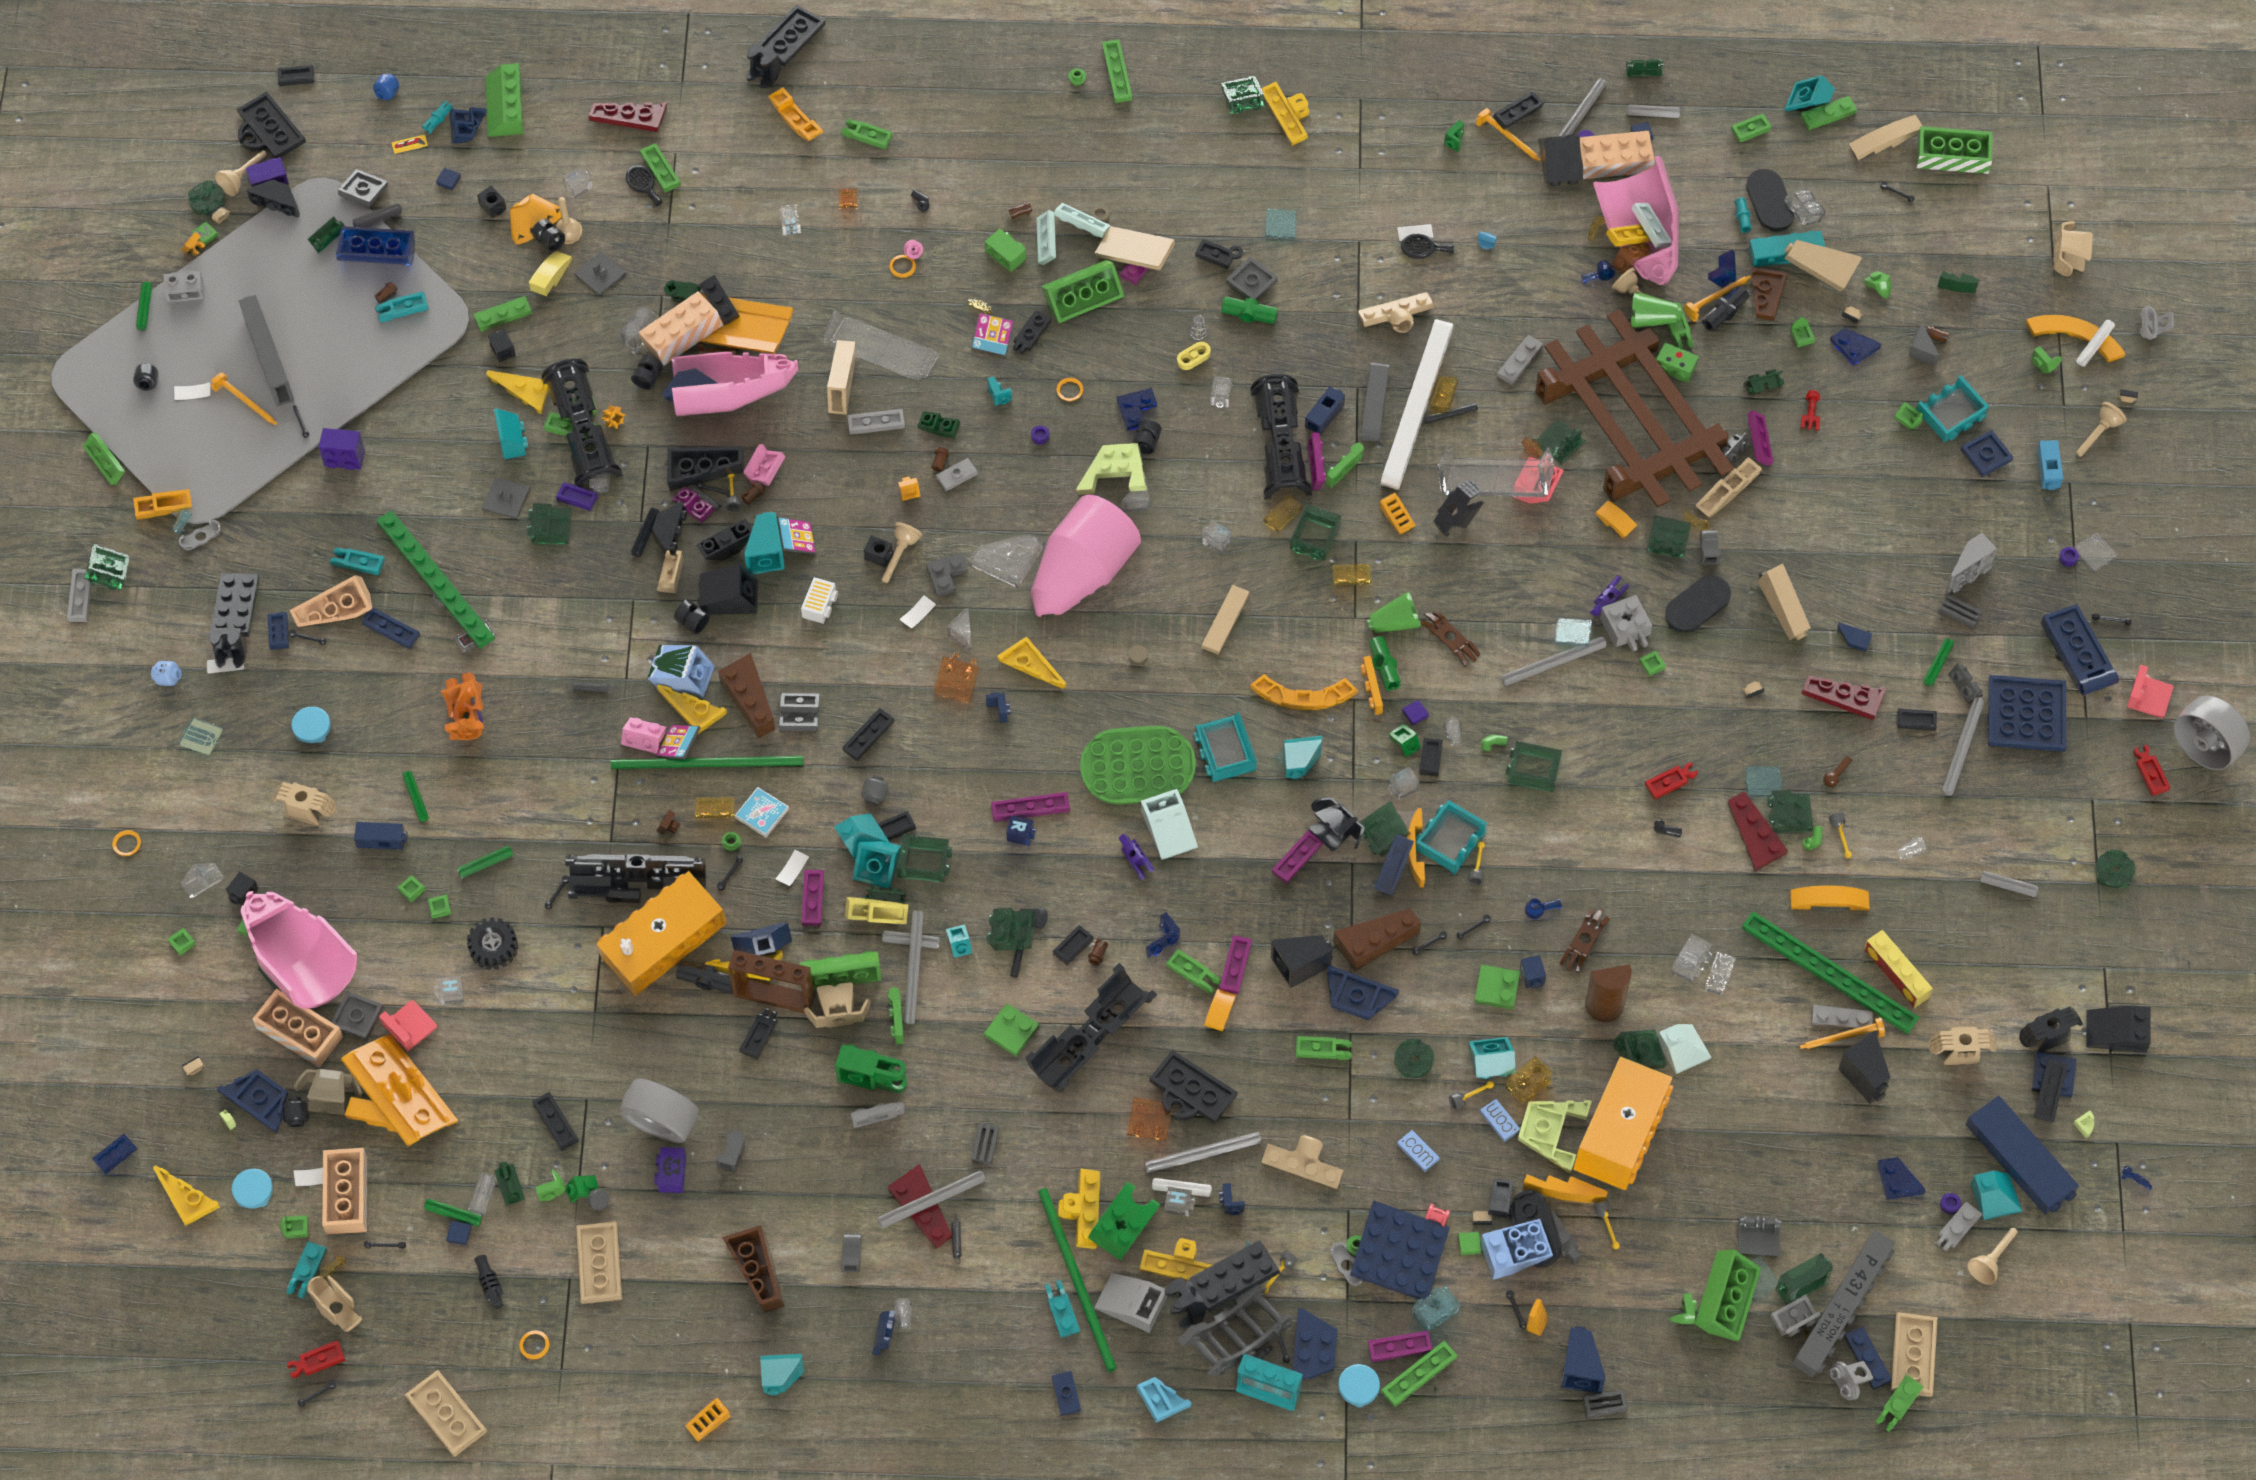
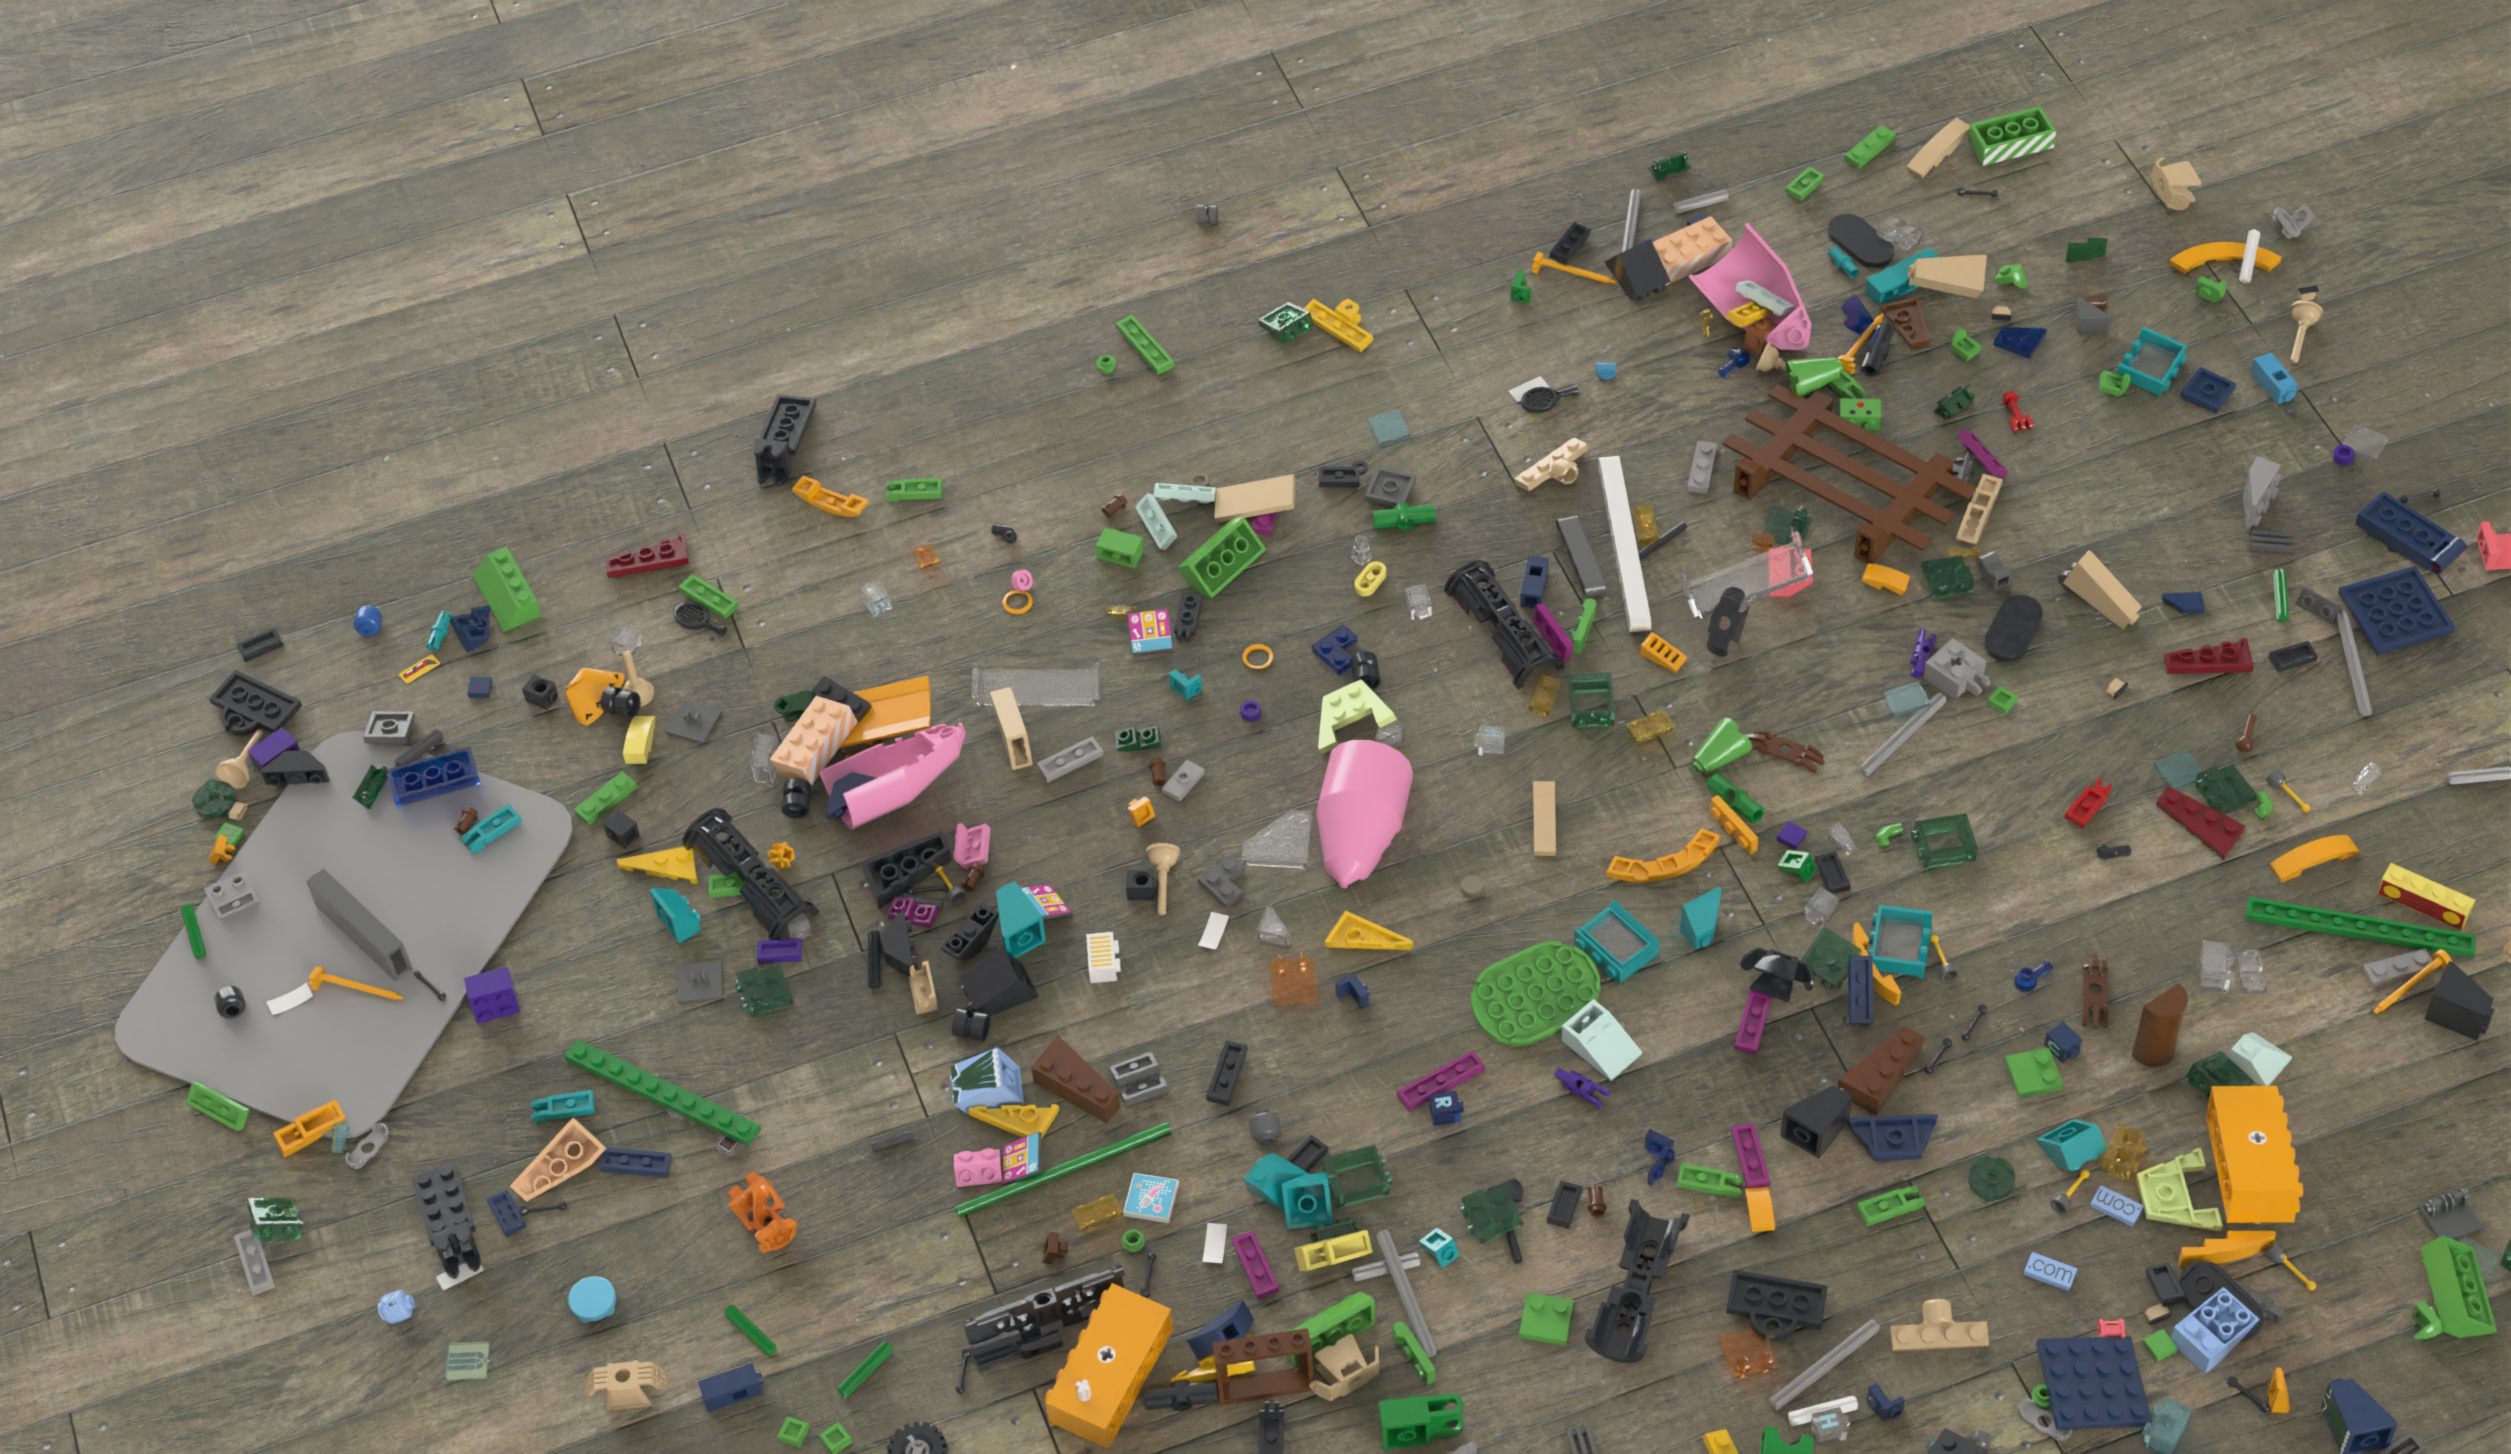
camera: 20 degrees left, 10 degrees down
(1810, 93) = (1843, 134): teal slope -> none

